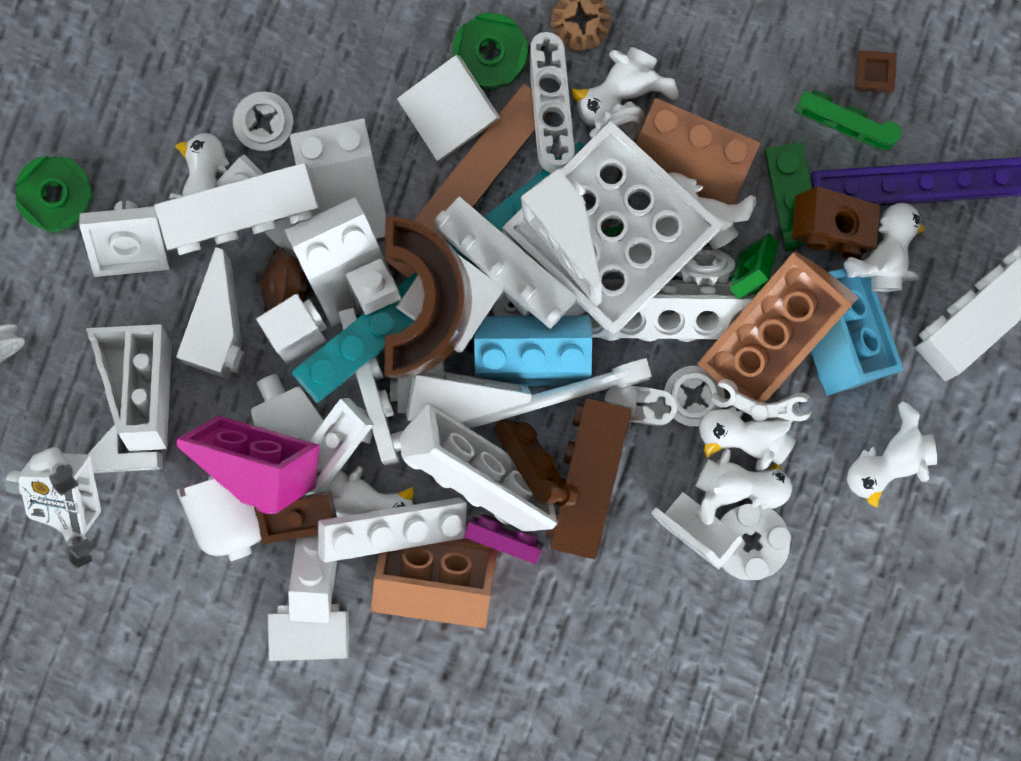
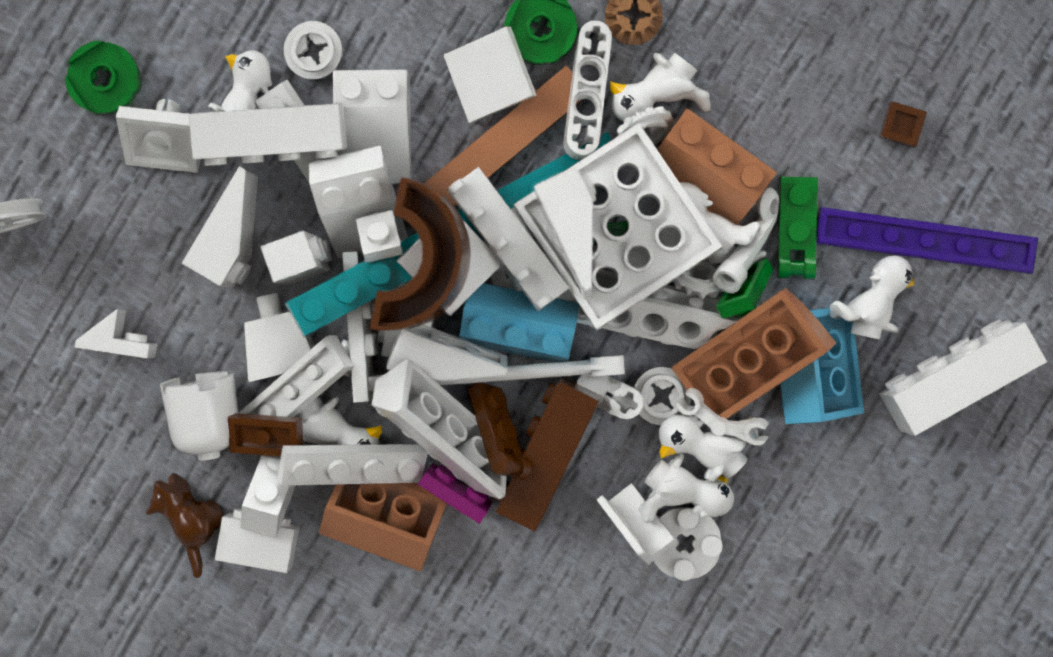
camera: 15 degrees right, 5 degrees up
(62, 494) = (54, 365): white torso -> none
(136, 381) = (143, 275): white wedge -> none
(234, 626) = (190, 520): none -> reddish brown animal
(253, 462) = (233, 377): dark pink slope -> none
(281, 279) = (297, 209): reddish brown piece -> none
(739, 248) = (733, 271): none -> white plant
(835, 222) = (831, 263): reddish brown brick -> none
(848, 121) = (866, 167): green plate -> none
(903, 457) = (845, 495): white animal -> none

